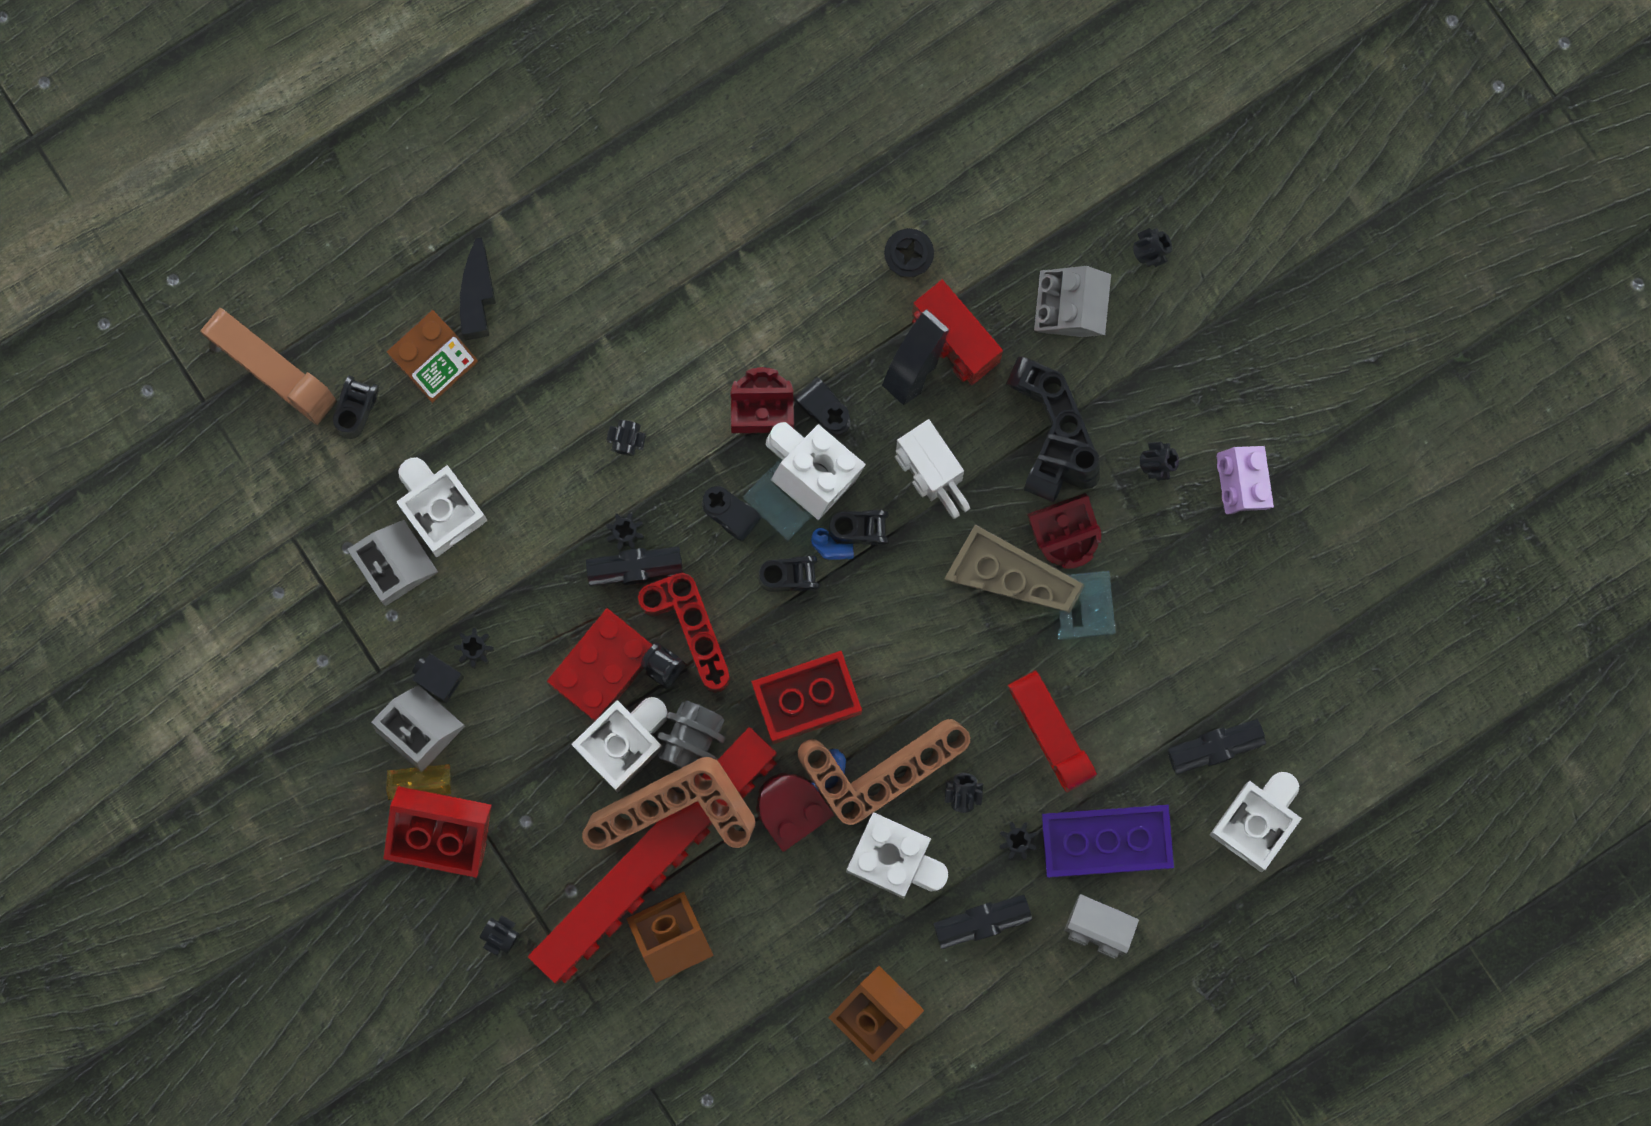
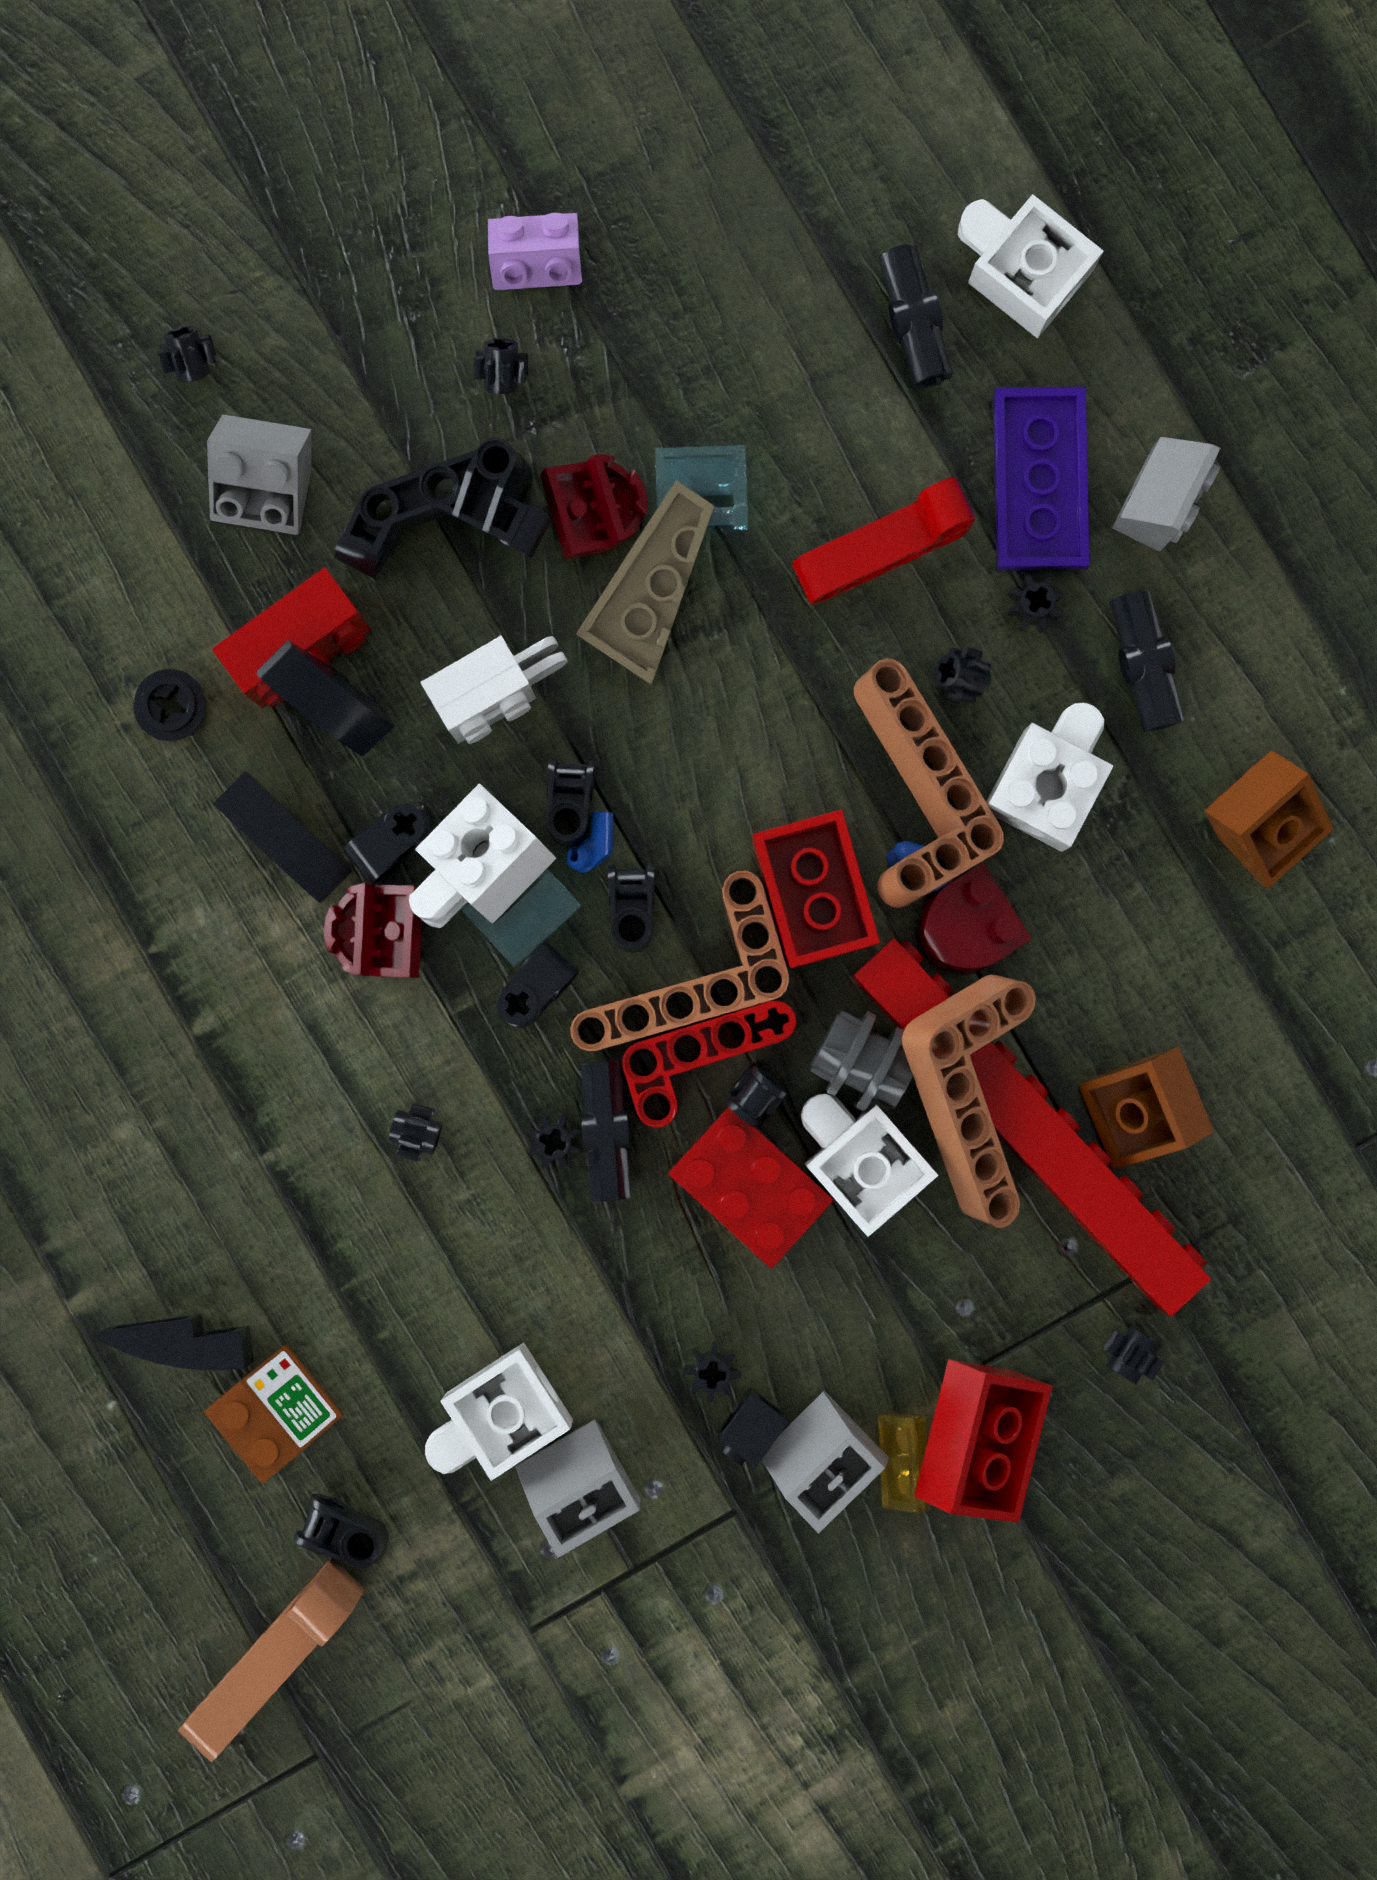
camera: 85 degrees left, 5 degrees up
(733, 623) = (699, 989): none -> nougat beam
(822, 335) = (282, 837): none -> black slope

